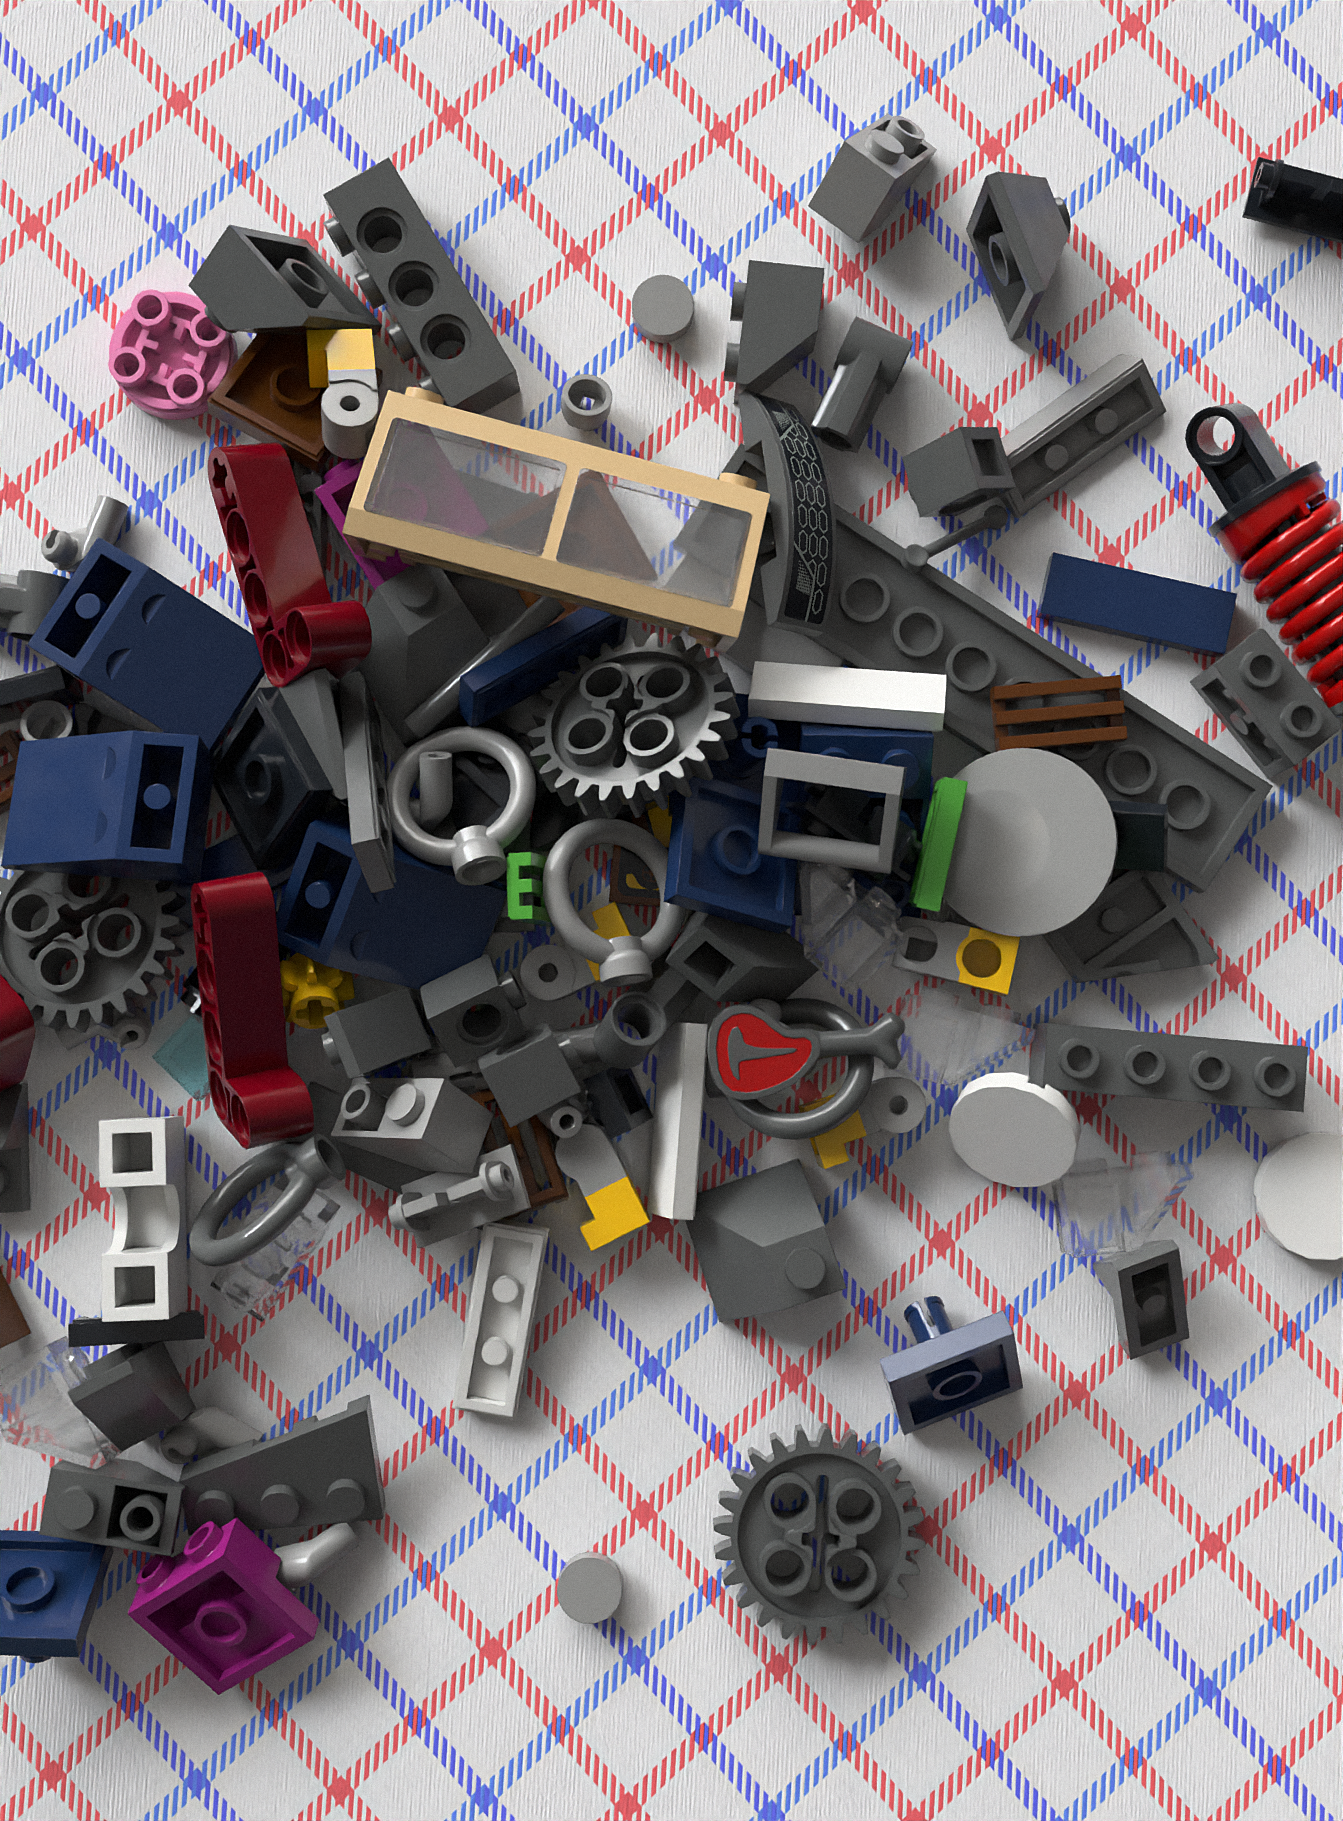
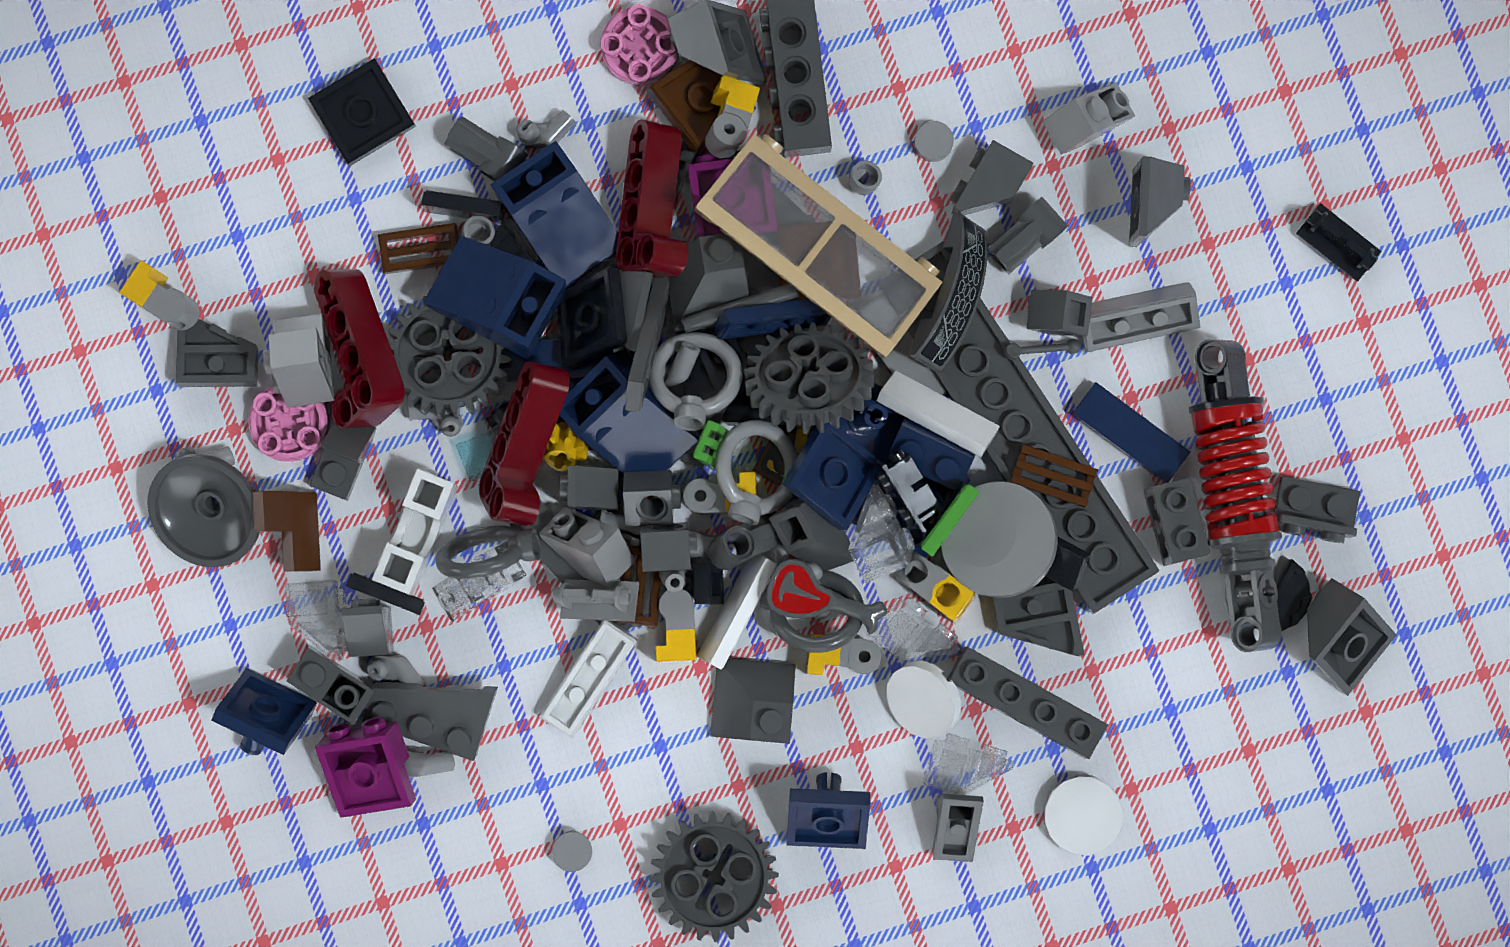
camera: 25 degrees right, 0 degrees up
(834, 772) = (909, 456): light grey tile -> none

